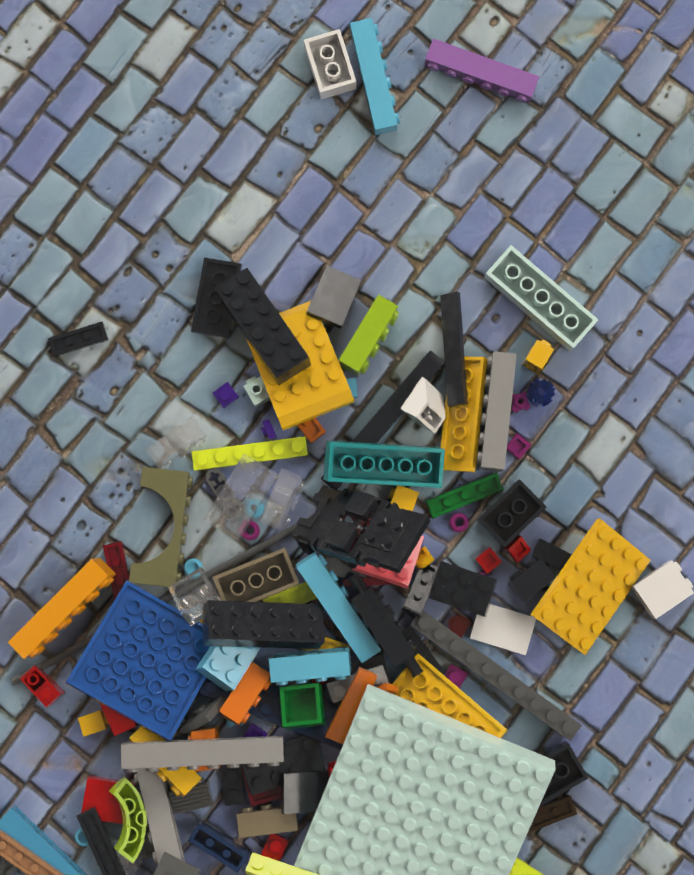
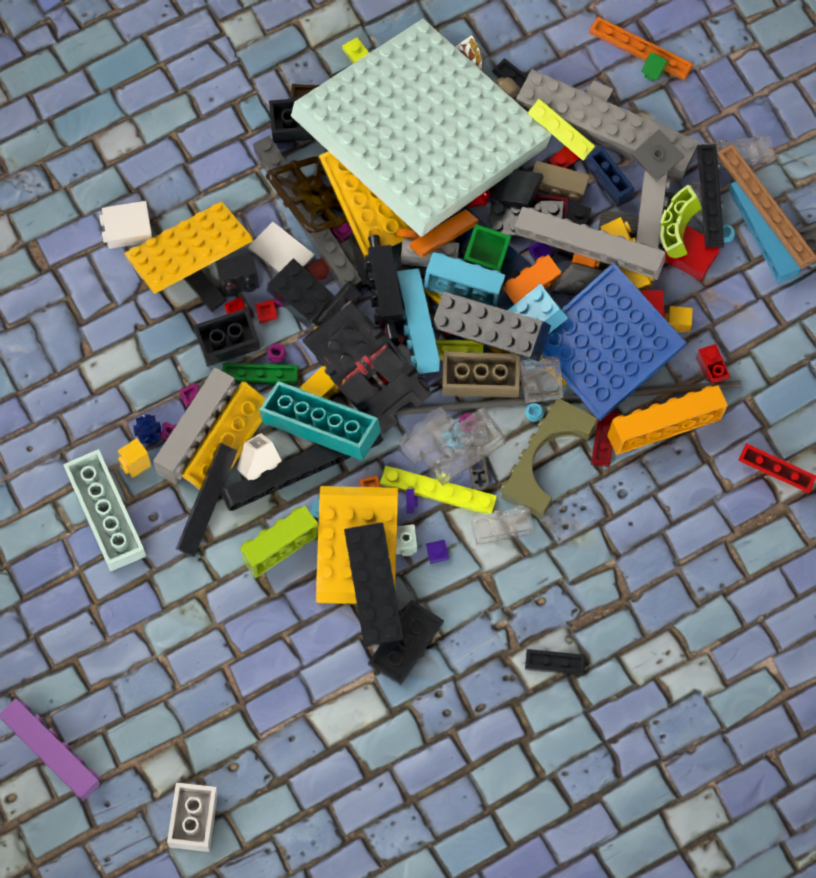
camera: 160 degrees left, 15 degrees down
(333, 297) = (295, 593): tile -> none
(373, 76) = (155, 790): medium azure brick -> none
(507, 690) = (321, 201): none -> dark brown plate

